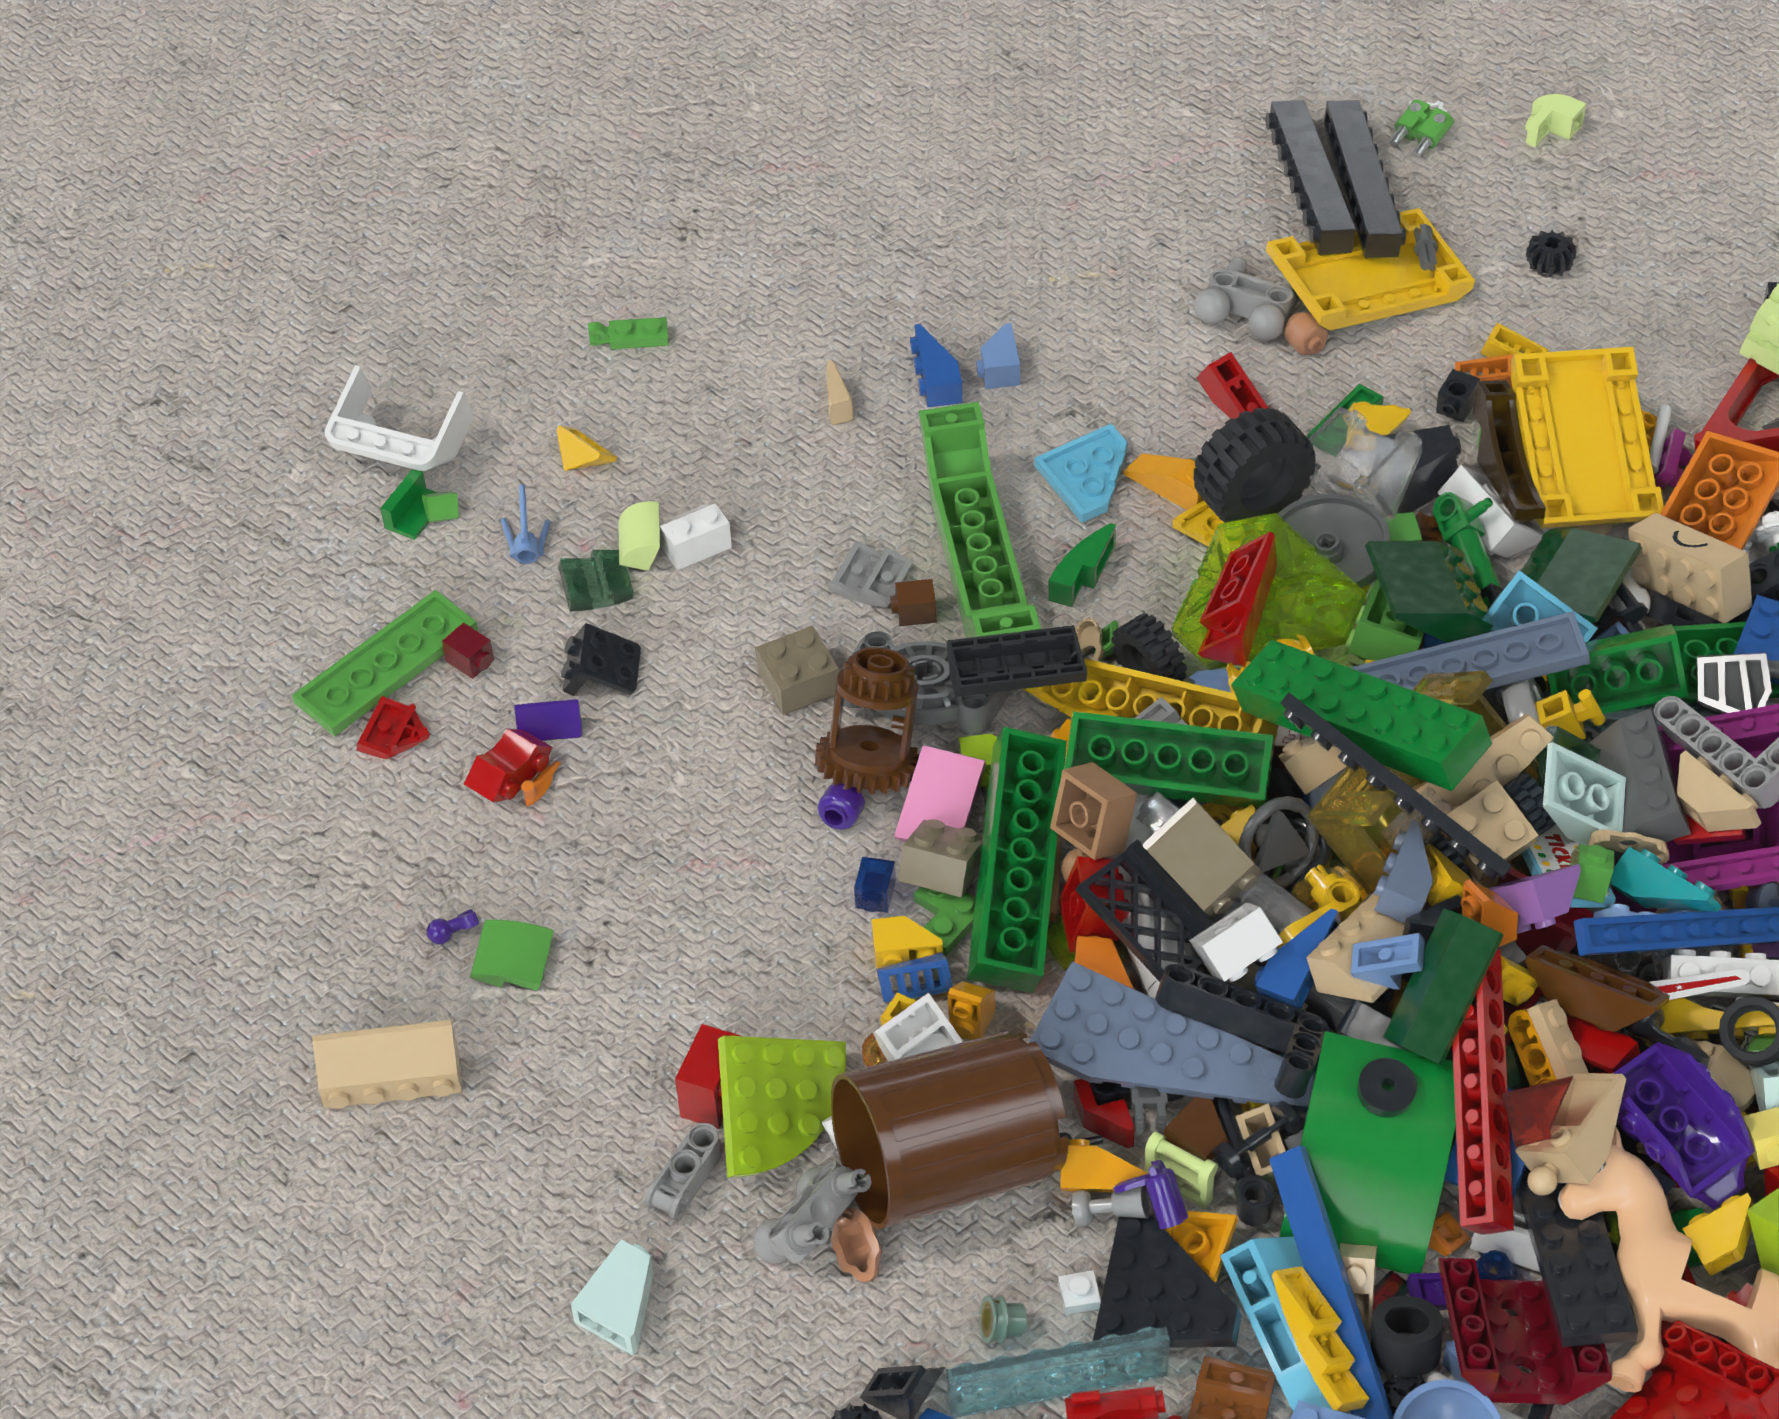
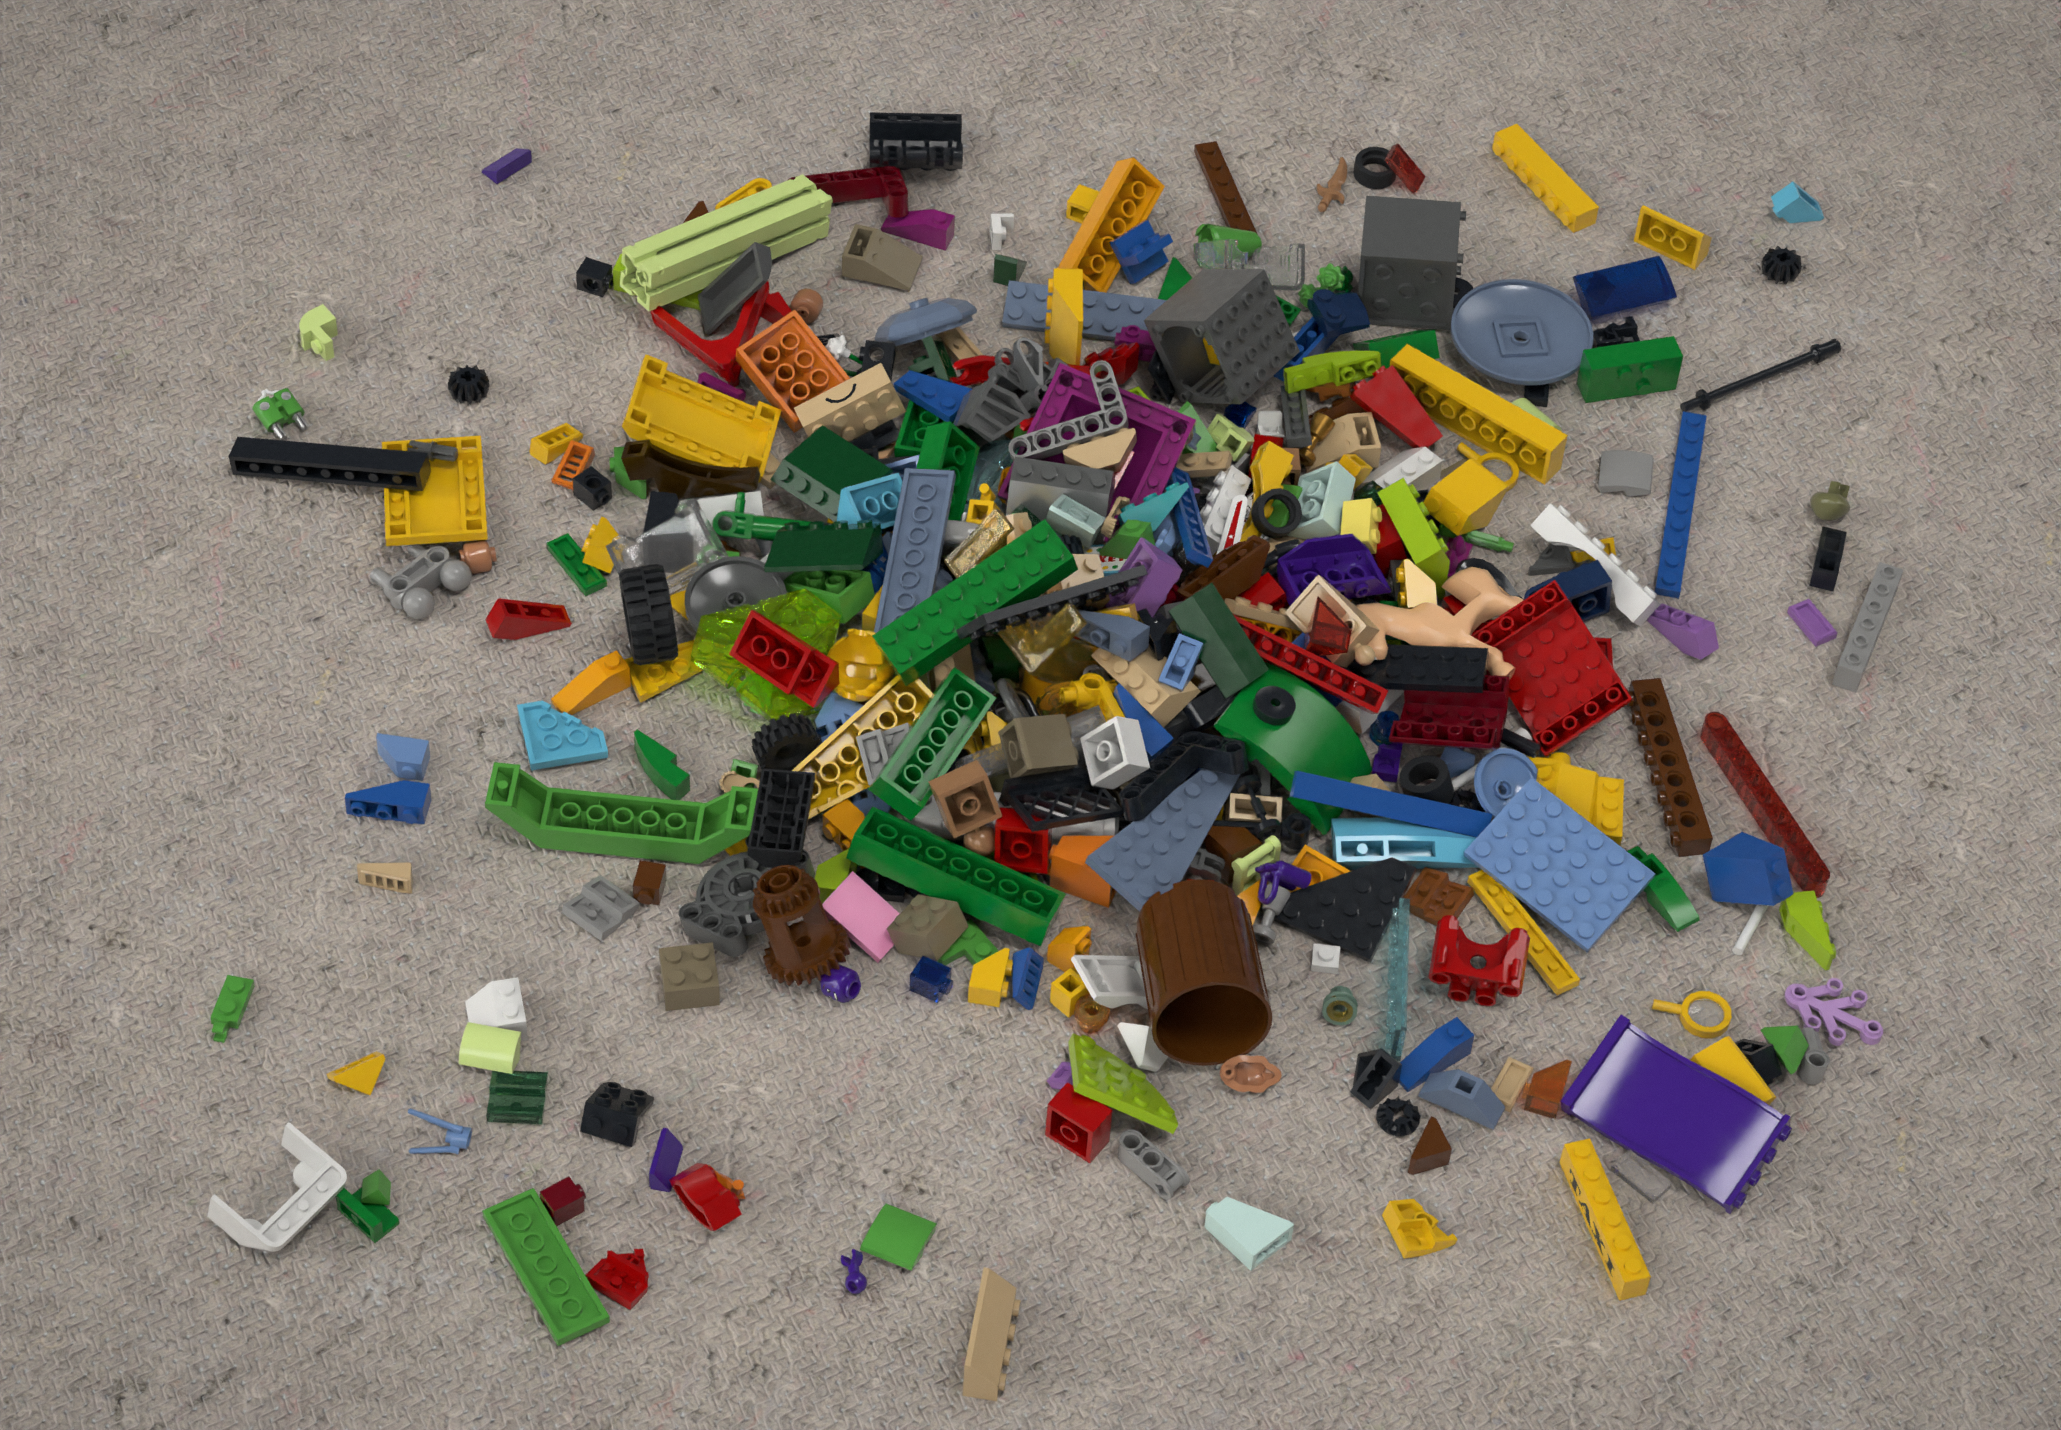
camera: 80 degrees left, 0 degrees up
(806, 1223) = (1227, 1084): light grey piece -> none
(1311, 177) = (311, 493): brick -> none
(1313, 1329) = (1418, 823): yellow slope -> none
(1490, 910) = (1163, 599): orange slope -> none

